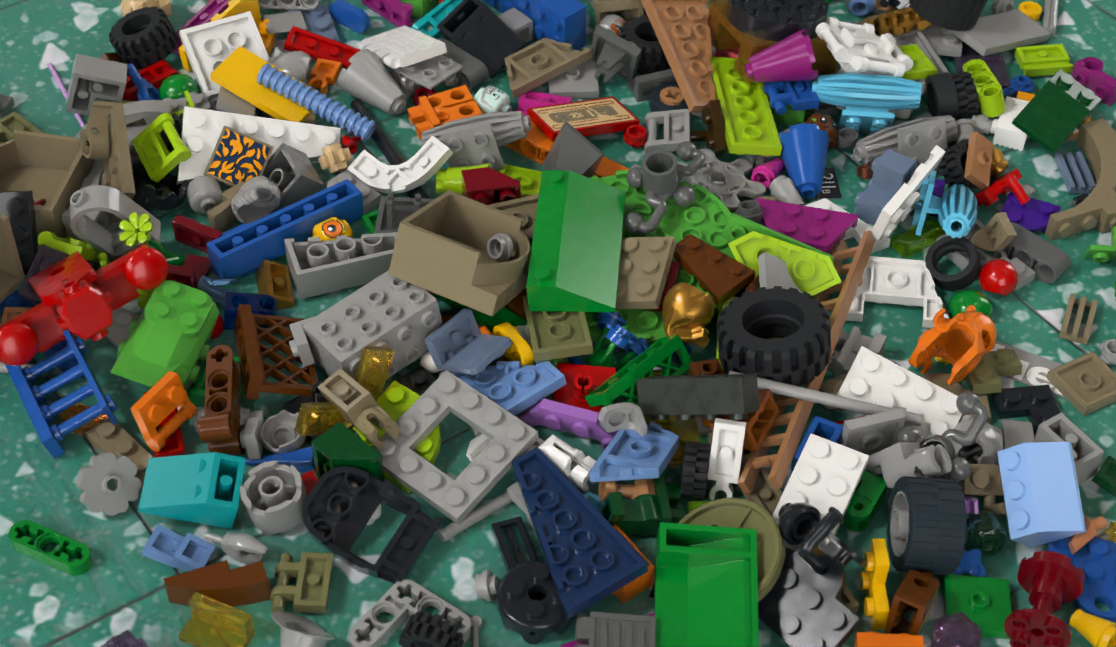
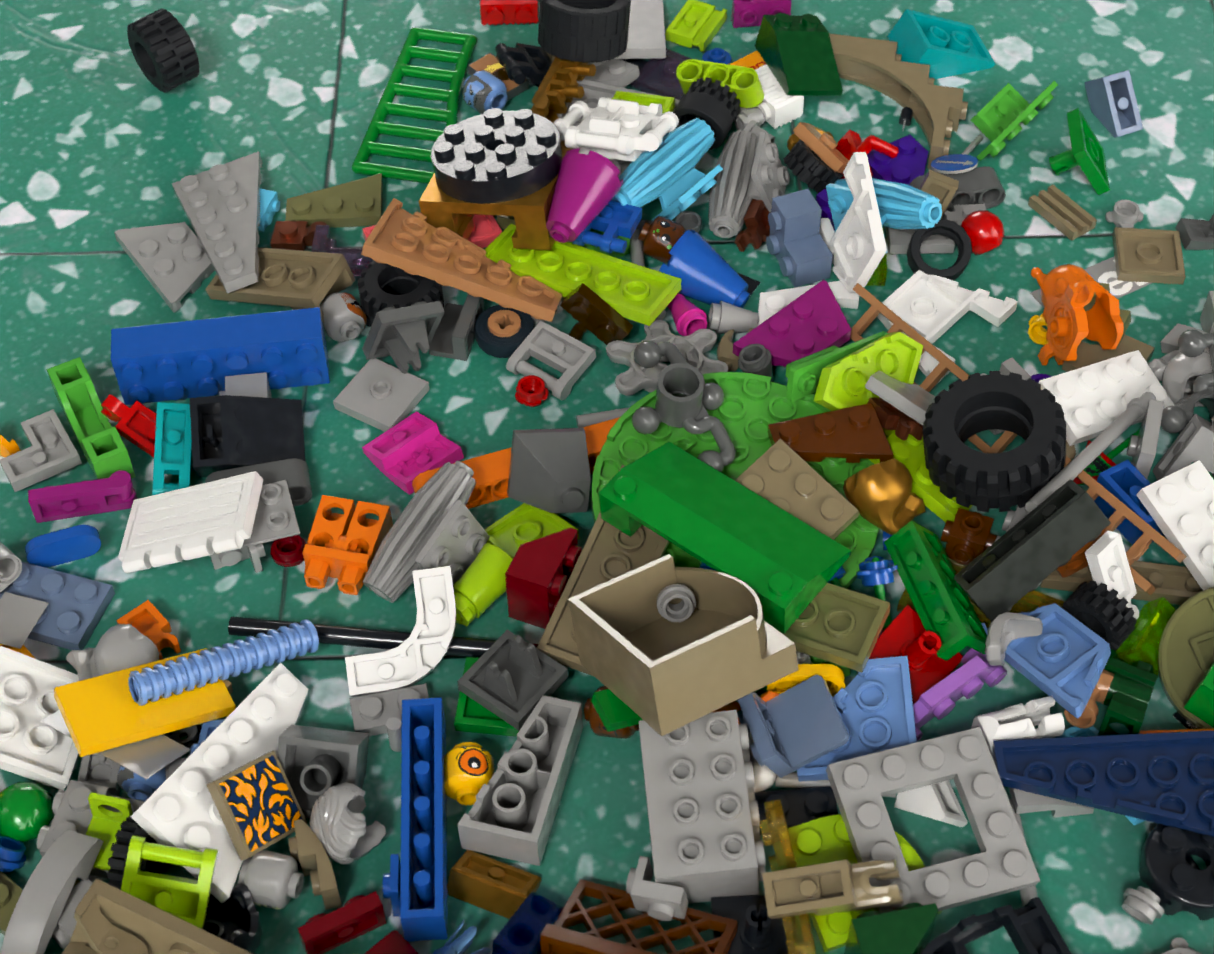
camera: 55 degrees left, 5 degrees up
(319, 46) = (102, 607): red tile -> none
(335, 158) = (326, 697): tan gear -> none
(351, 143) = (303, 670): red hand -> none
(372, 83) = (230, 586): light grey cone -> none
(492, 100) = (367, 485): light aqua head -> none
(506, 525) = (1088, 853): black tile -> none
(541, 63) = (343, 408): dark tan wing -> none
(586, 116) = (472, 420): tile -> none
(962, 299) = (999, 276): green hair -> none
(1029, 401) = (1153, 307): black plate -> none
(1055, 237) = (957, 162): none -> piece
(1079, 172) = (867, 98): sand blue tile -> none

